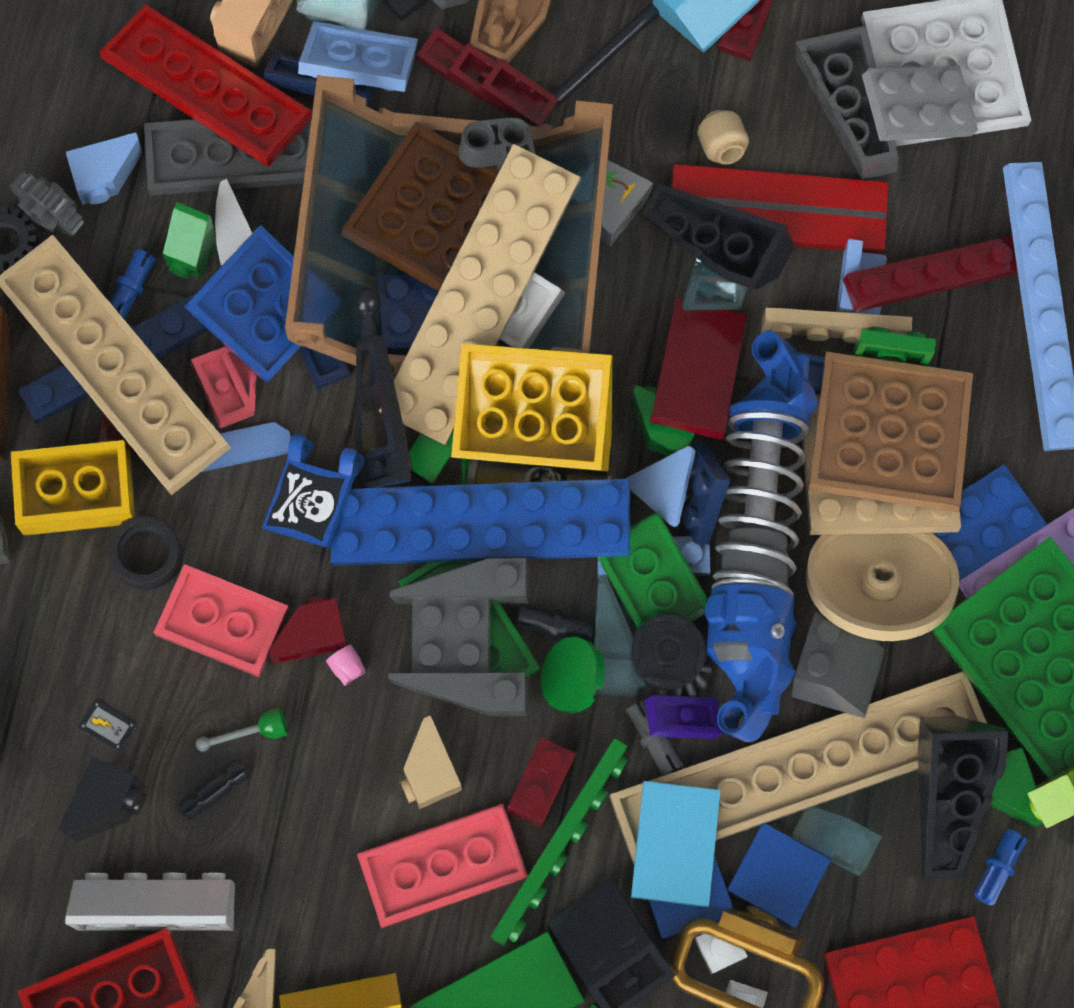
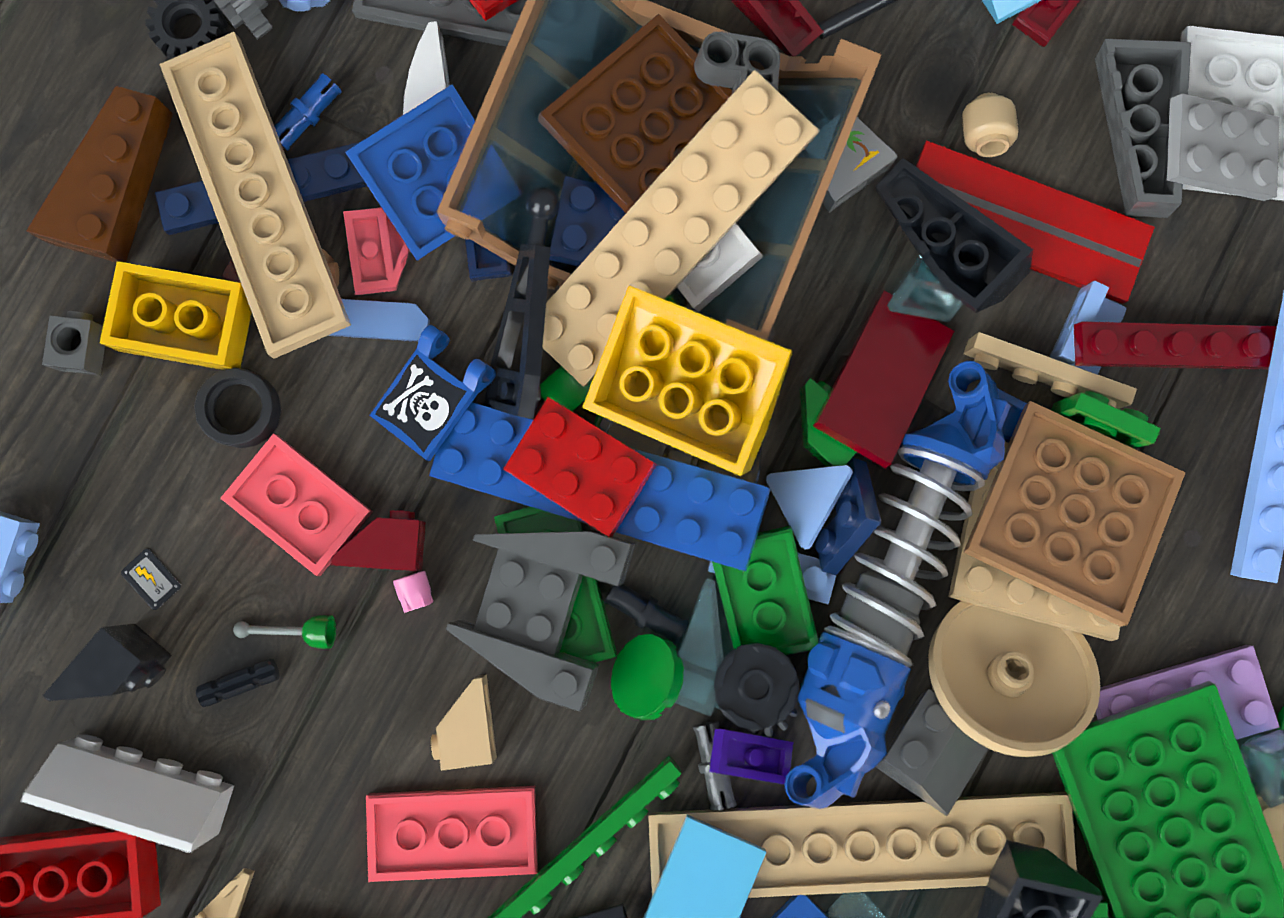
camera: 20 degrees right, 10 degrees up
(189, 242) = (376, 80): slope -> none
(462, 509) = (580, 467): none -> red plate
(541, 783) = (579, 782): dark red brick -> none
(993, 520) = (1157, 638): blue plate -> none

